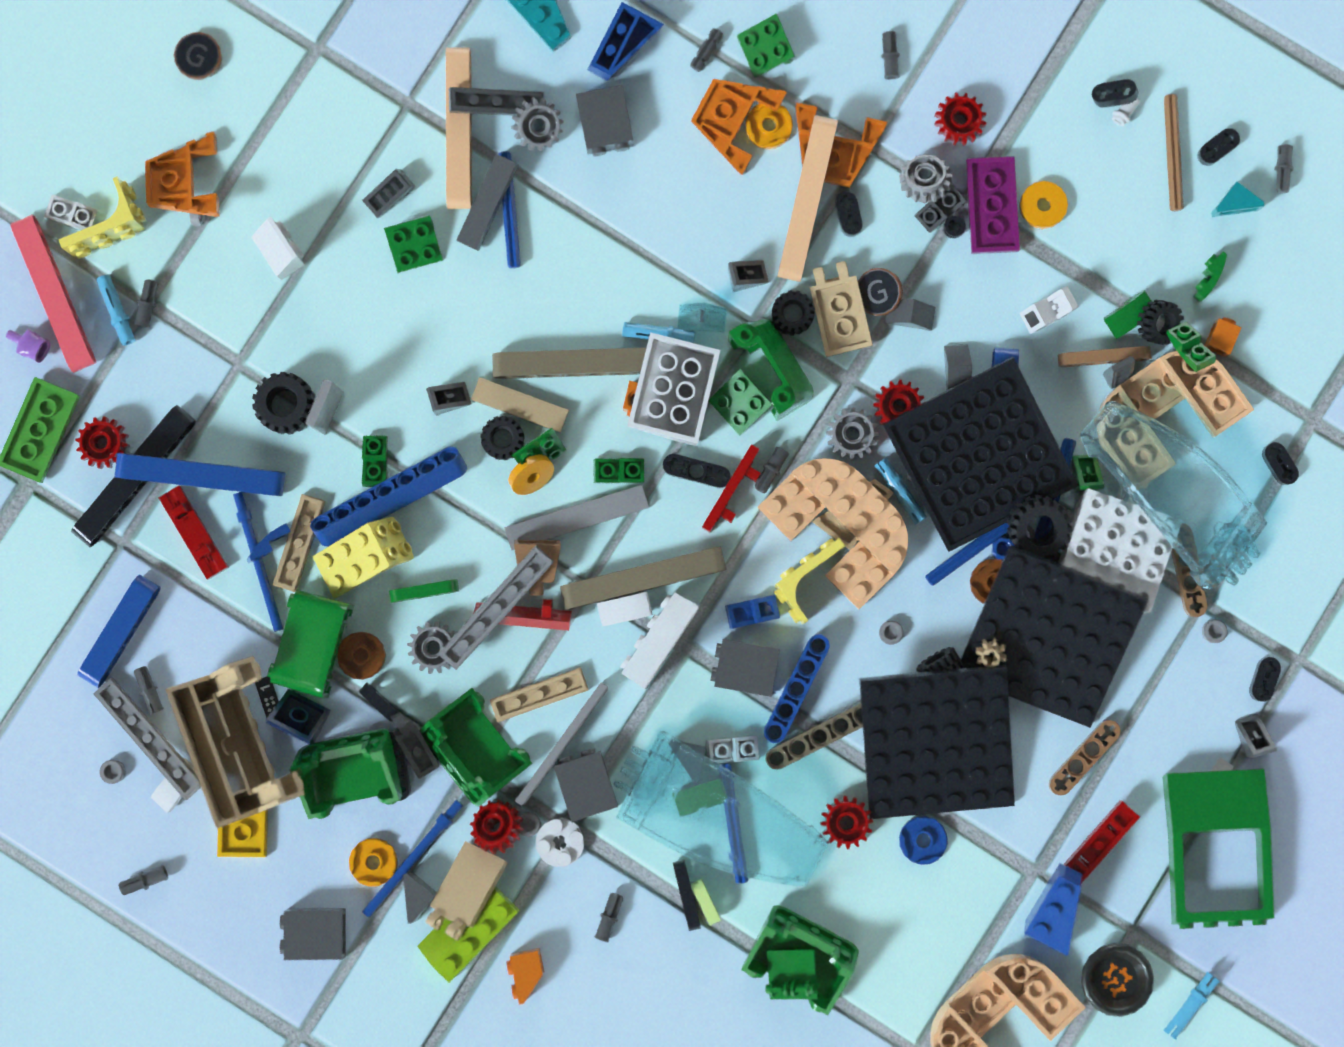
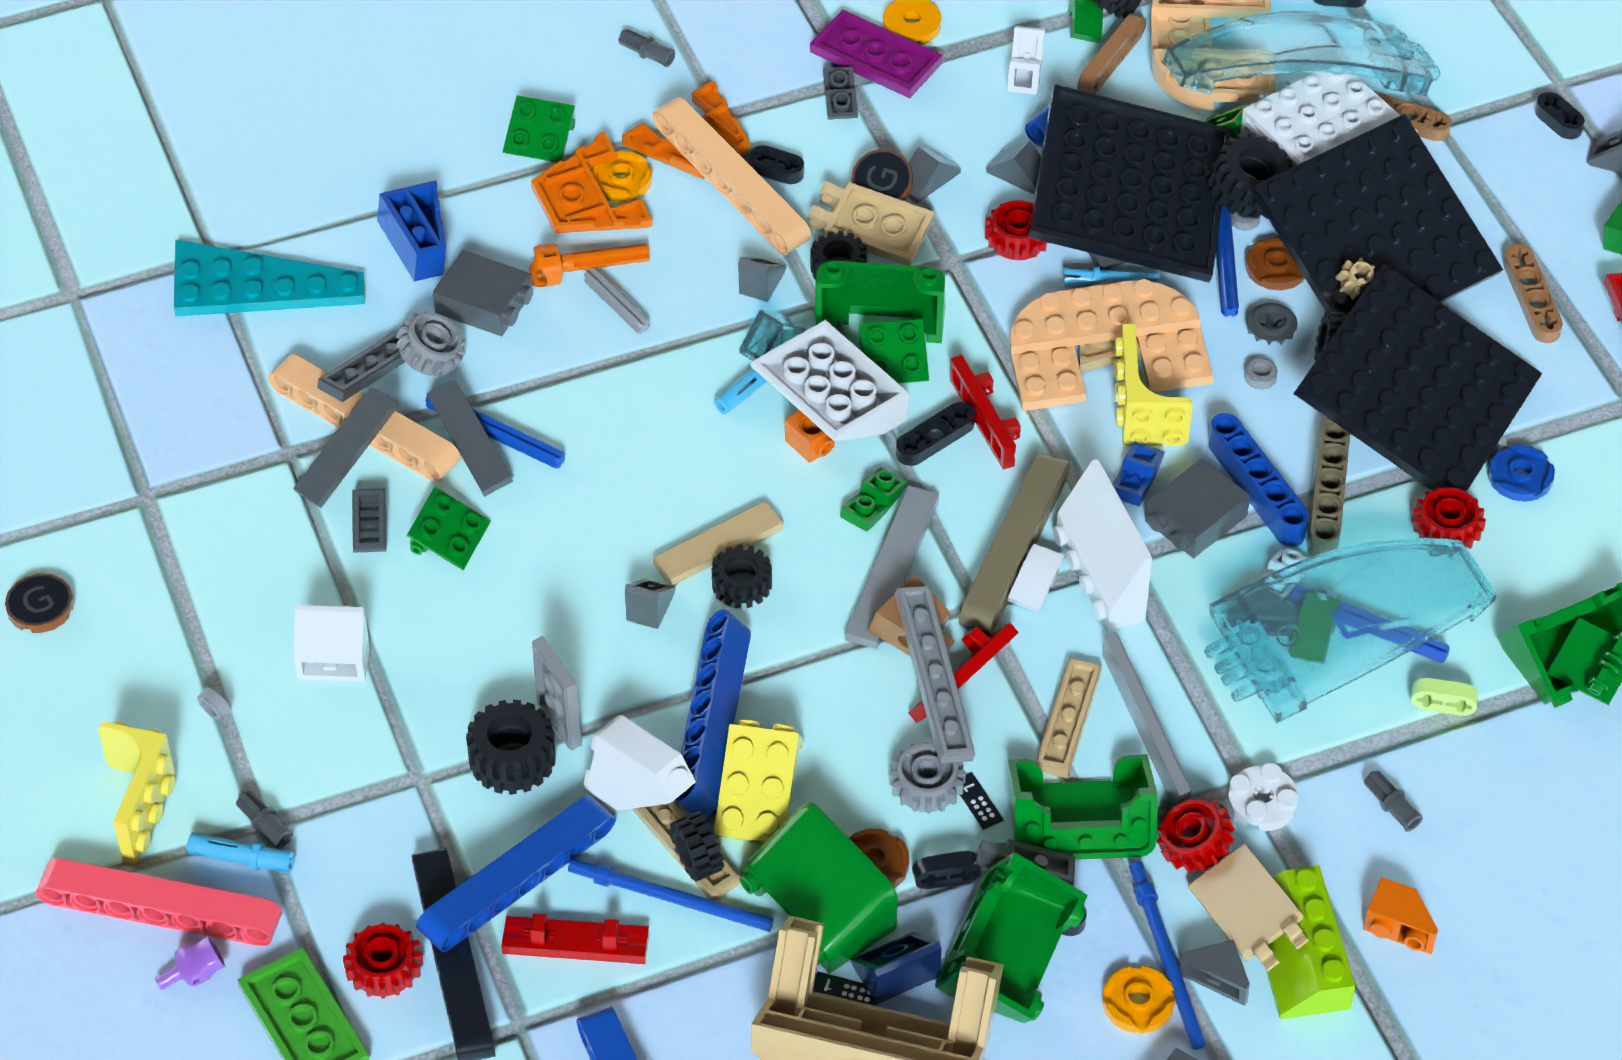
camera: 60 degrees left, 35 degrees down
(70, 213) = (89, 830): white slope -> none
(171, 179) = (161, 700): orange wing -> none
(264, 548) = (660, 860): blue slope -> none
(281, 561) = (696, 846): none -> black tyre
(311, 488) = (634, 768): none -> white slope
(374, 460) = (654, 710): green slope -> none
(423, 139) = (346, 447): none -> dark grey tile
(424, 591) = (851, 749): green beam -> none
(444, 685) = (980, 803): none -> black sticker
(531, 475) = (809, 564): light orange tile -> none
(545, 444) = (789, 547): green hinge -> none
(567, 363) = (716, 467): dark tan beam -> none
(585, 785) = (1214, 727): dark grey brick -> none
(662, 202) = (617, 300): none -> light grey axle
(675, 160) = (552, 264): none -> orange piece
(686, 895) = (1402, 703): black beam -> none
(706, 49) = (493, 179): dark grey axle -> none
(771, 470) = (989, 363): dark grey axle -> none
(843, 443) = (1013, 281): light grey gear -> none
(921, 189) = (800, 80): light grey gear -> none
(939, 624) = (1276, 315): none -> dark grey gear
(952, 234) = (869, 87): black bush -> none
(960, 106) = (764, 29): red gear -> none
(1000, 547) = (1246, 234): blue tile -> none
(1119, 372) = (1139, 46): dark grey slope -> none
(1214, 631) = (1475, 127): light grey tile -> none

